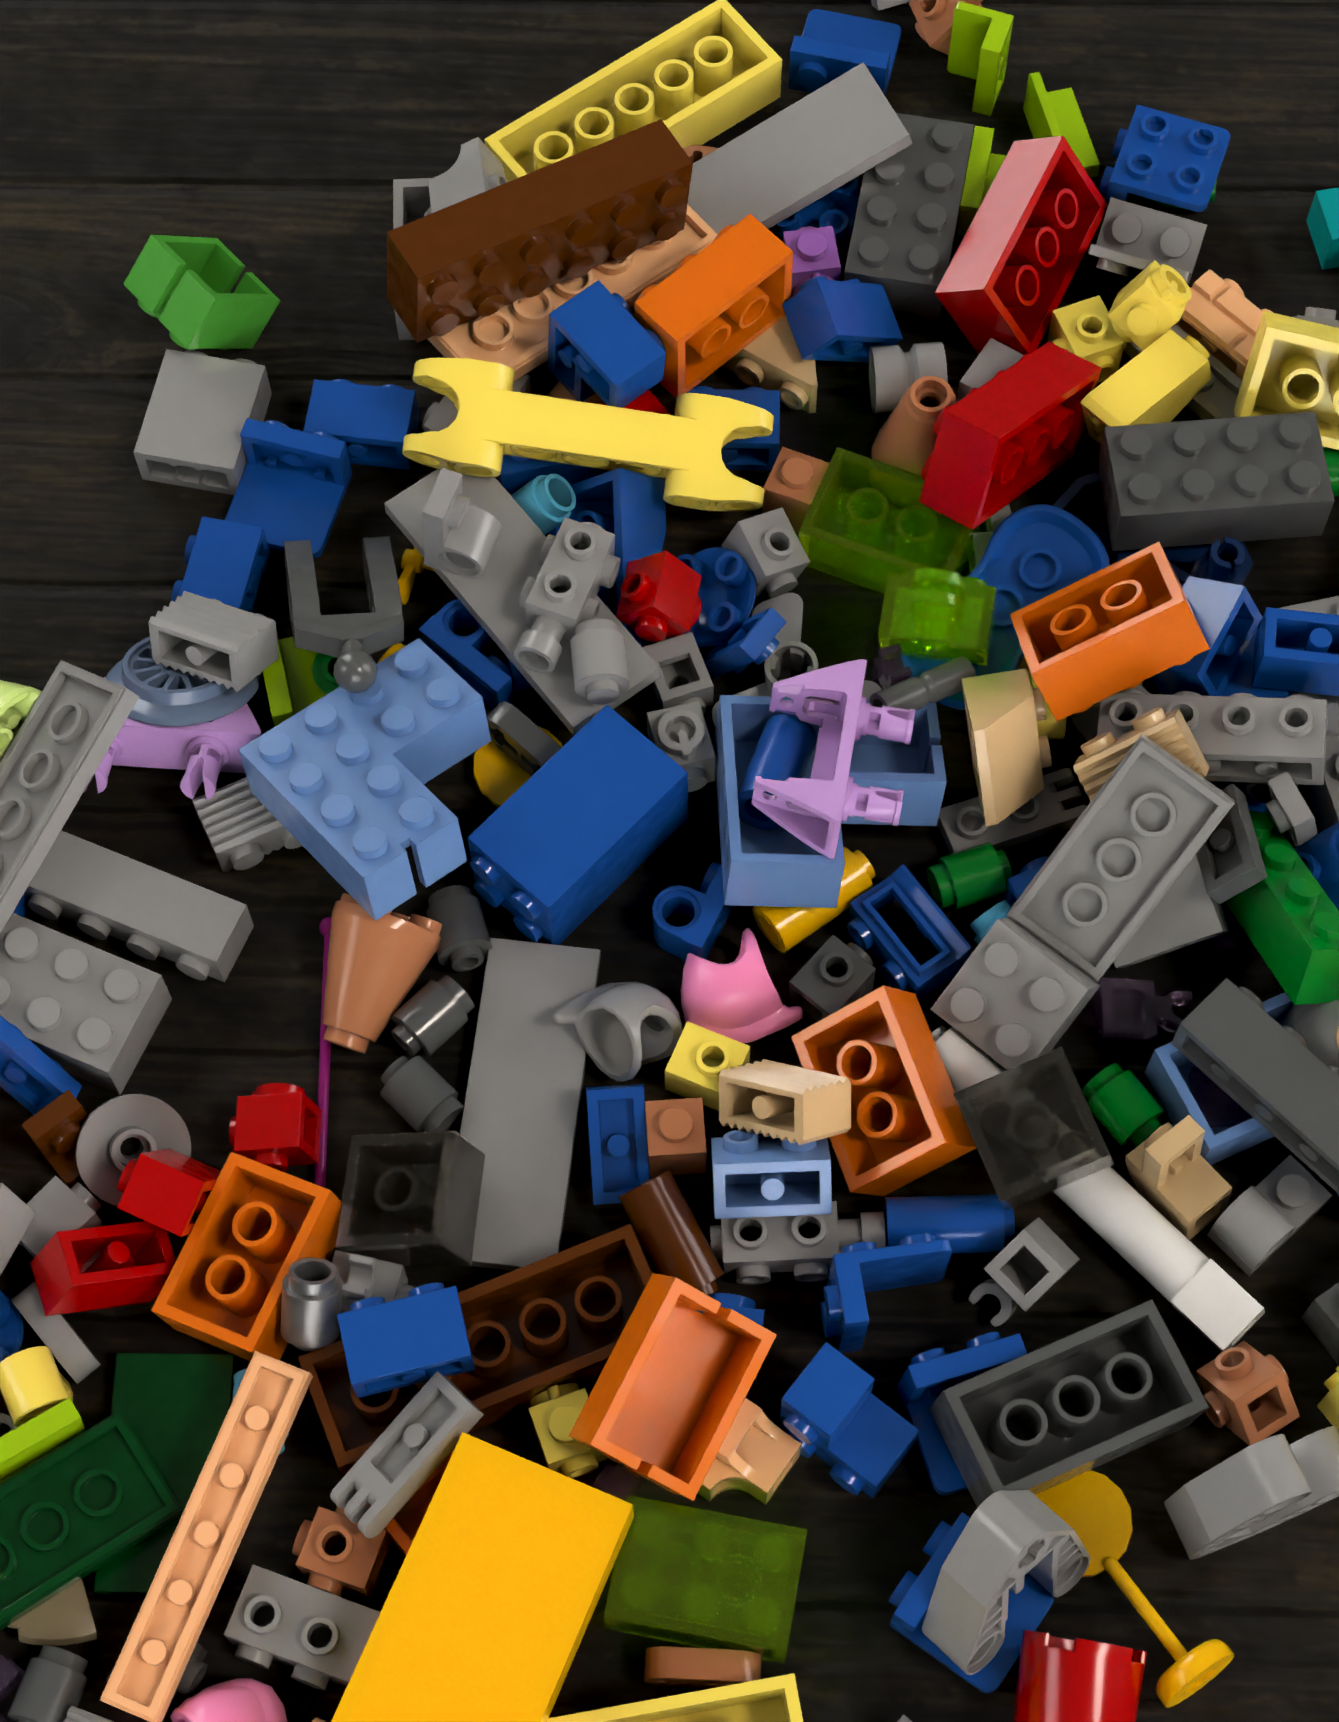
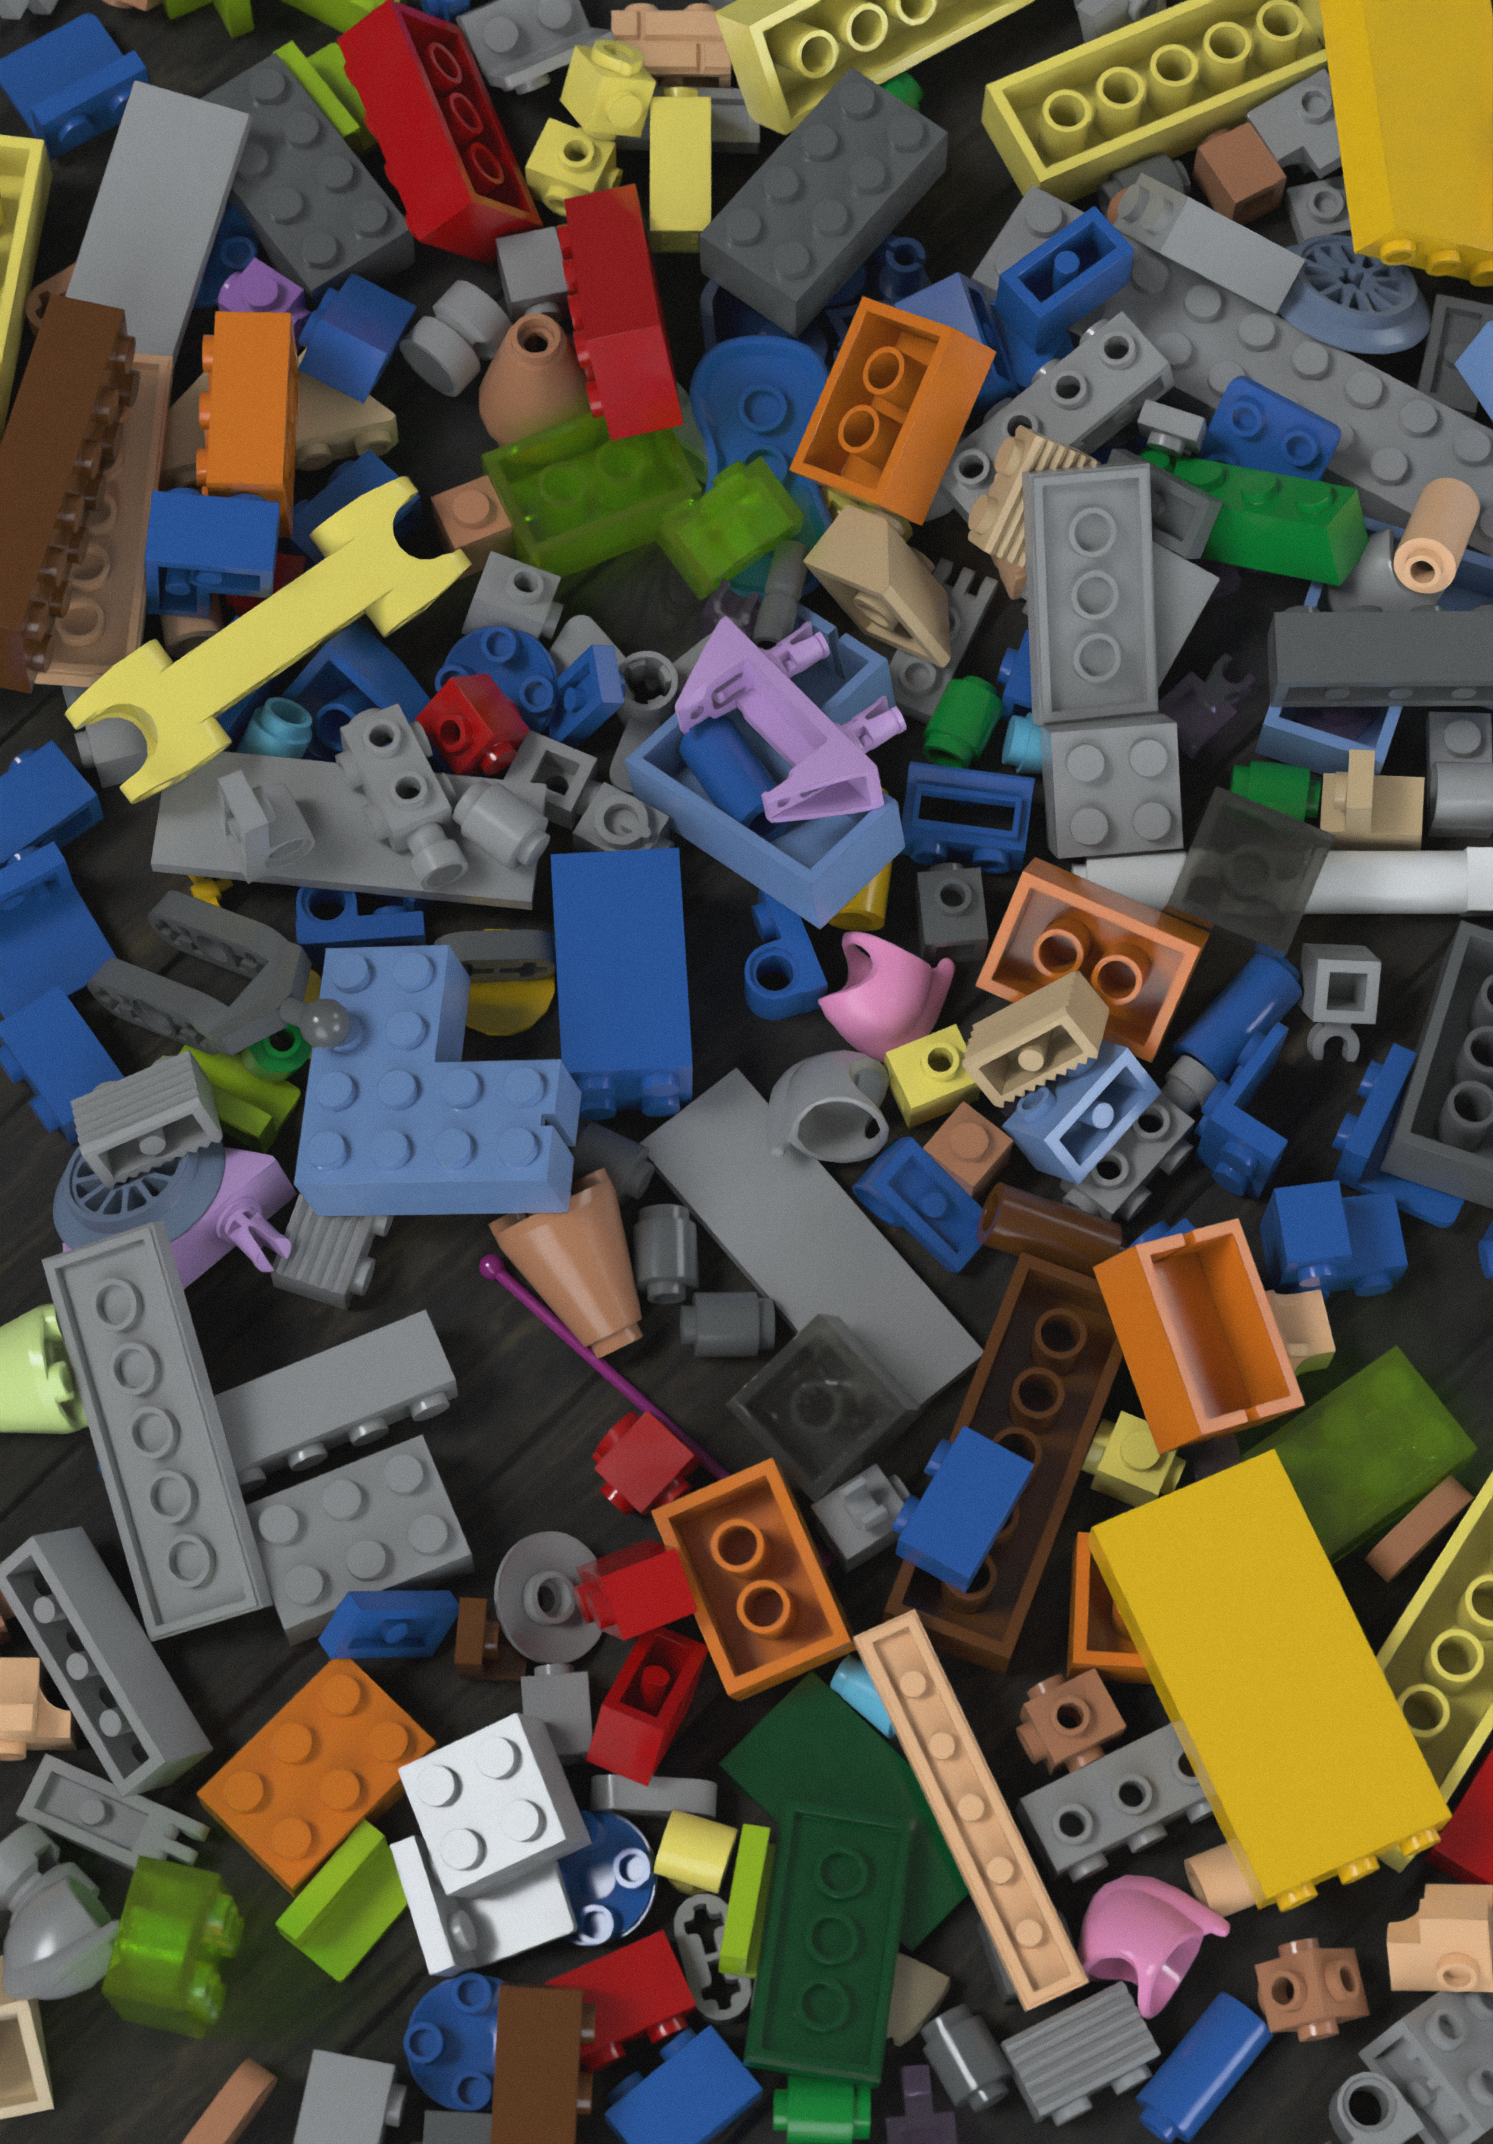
camera: 50 degrees left, 5 degrees up
(311, 1304) = (854, 1559): flat silver brick -> none
(405, 1455) = (1057, 1591): light grey hinge -> none

